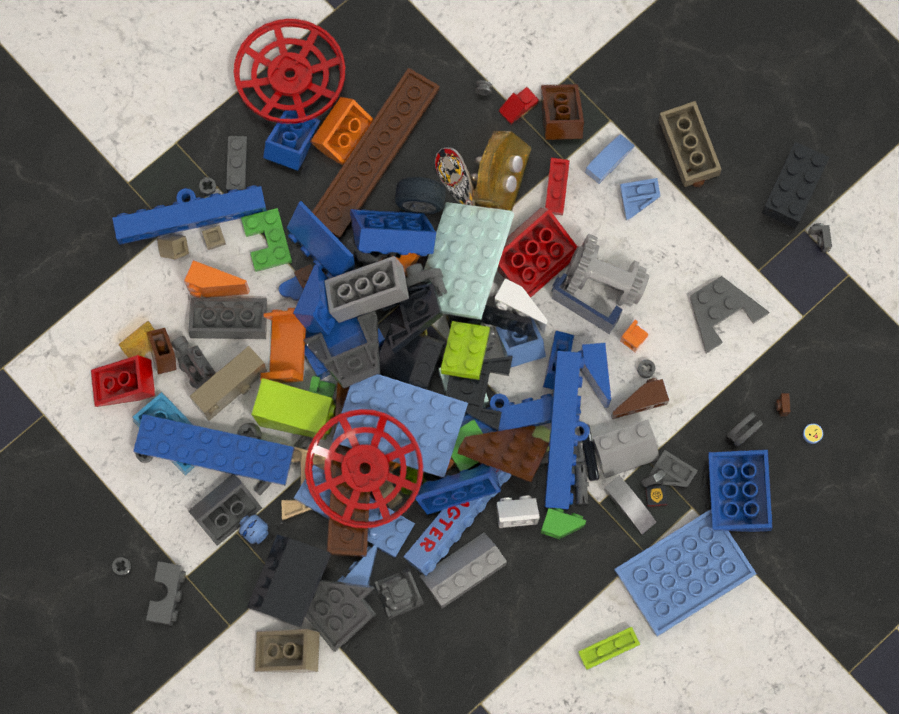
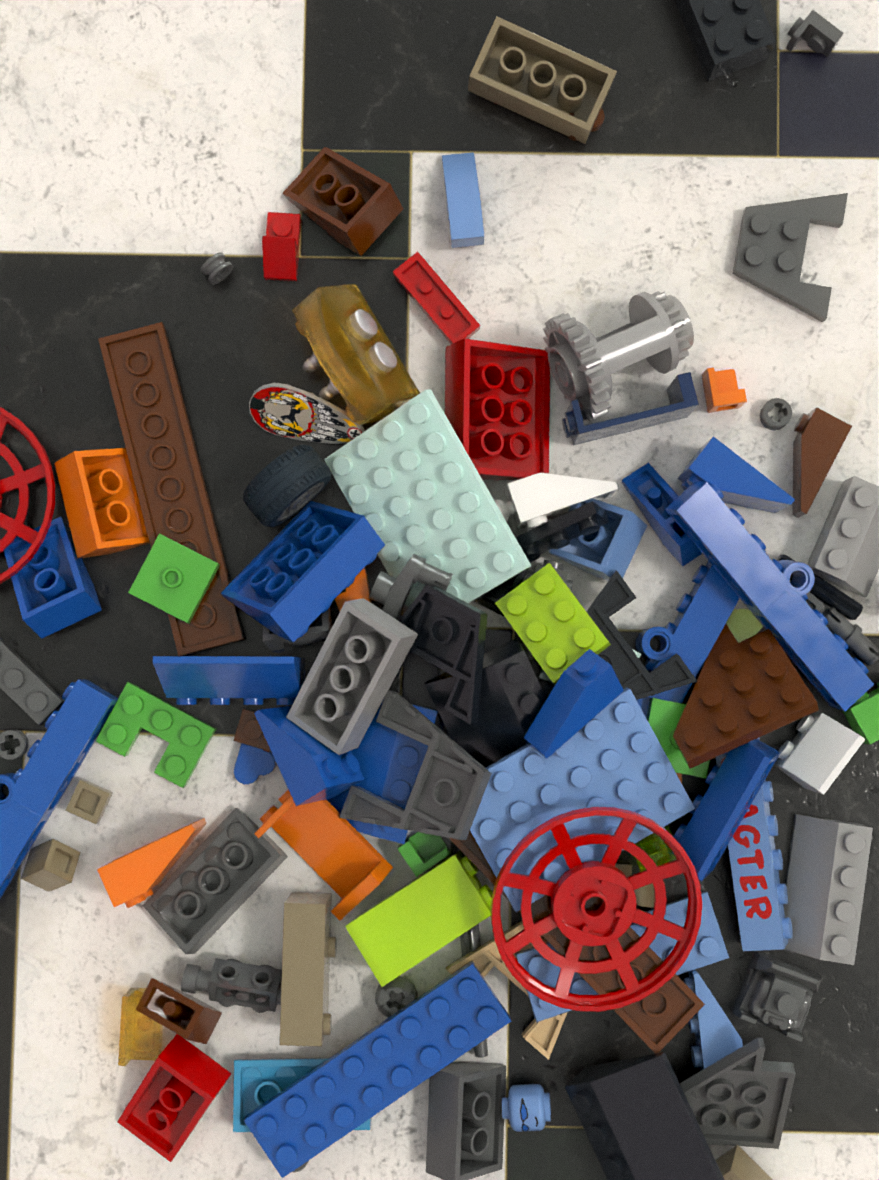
camera: 40 degrees left, 10 degrees up
(338, 186) = (174, 578): none -> bright green plate
(444, 383) = (574, 701): none -> blue slope
(638, 196) = (545, 210): medium blue wing -> none

